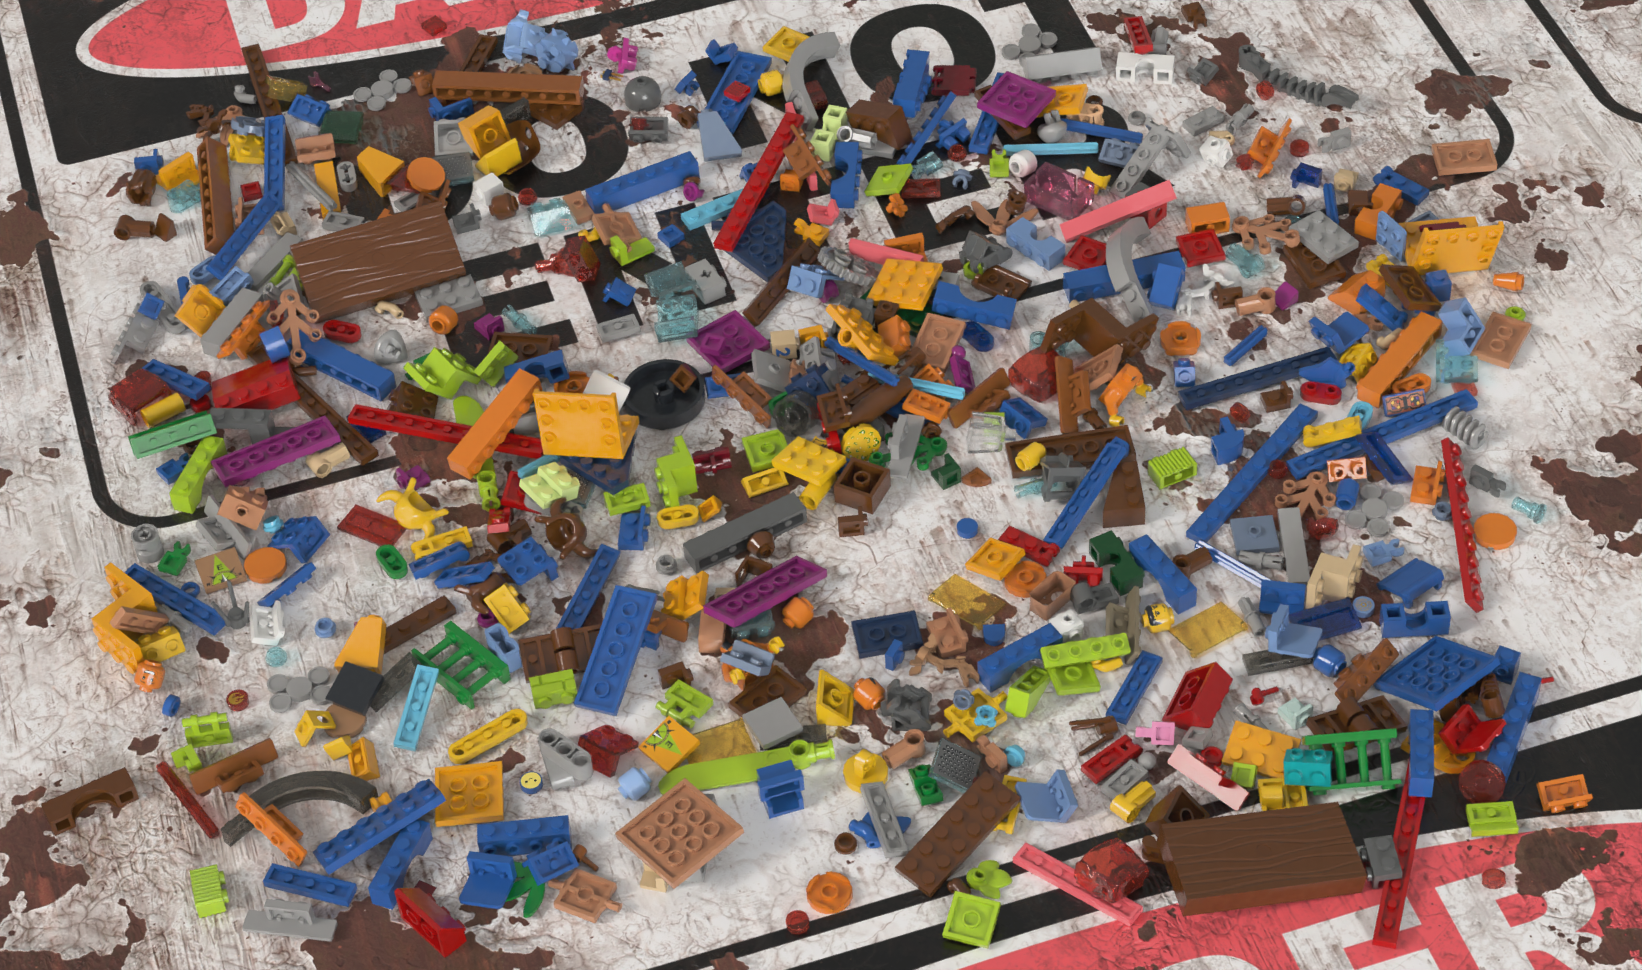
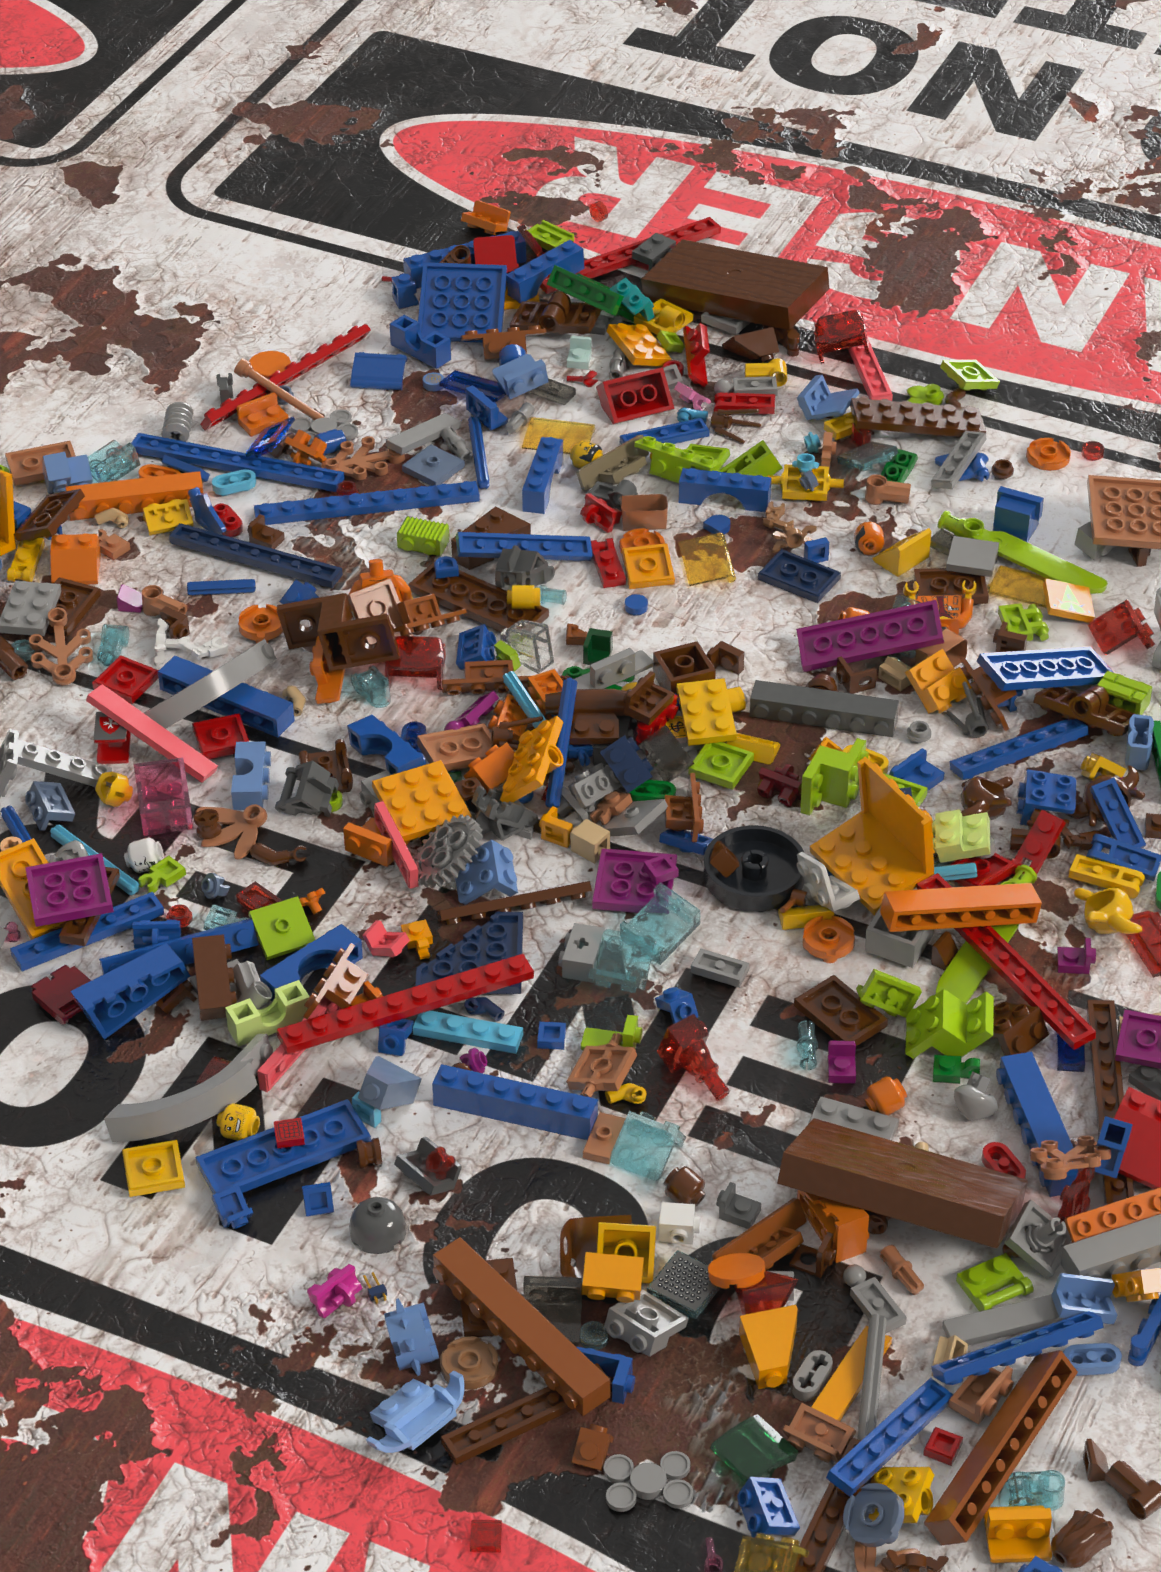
camera: 140 degrees left, 5 degrees down
(527, 196) = (644, 1188): clear red plate -> none
(545, 366) = (832, 955): blue arch -> none
(634, 783) = (1125, 588): light blue head -> none
(749, 658) = (951, 586): sand blue bracket -> none
(864, 768) = (932, 500): yellow tile -> none
(900, 708) = (852, 512): dark grey piece -> none
(948, 634) = (753, 543): nougat bracket -> none
(1068, 625) = (665, 482): white brick -> none
(1109, 549) = (559, 507): dark green arch -> none
(1139, 718) = (686, 414): none -> dark azure arm
(1165, 286) = (212, 649): blue brick -> none
(1193, 561) = (510, 471): reddish brown piece -> none
(1208, 217) = (73, 690): orange brick -> none
(1229, 444) = (355, 523): blue brick -> none
(1240, 412) = (310, 540): clear red tile -> none
(1321, 528) = (383, 427): clear red hair -> none
(1331, 431) = (271, 477): yellow plate -> none
(1334, 577) = (434, 388): tan bracket -> none
(1340, 333) = (145, 535): blue bracket -> none
(1380, 553) = (368, 398): medium blue plate -> none
(1381, 308) = (88, 525): blue plate -> none
(1472, 479) = (245, 370): none -> nougat piece
(1532, 510) = (226, 354): clear light blue pin -> none

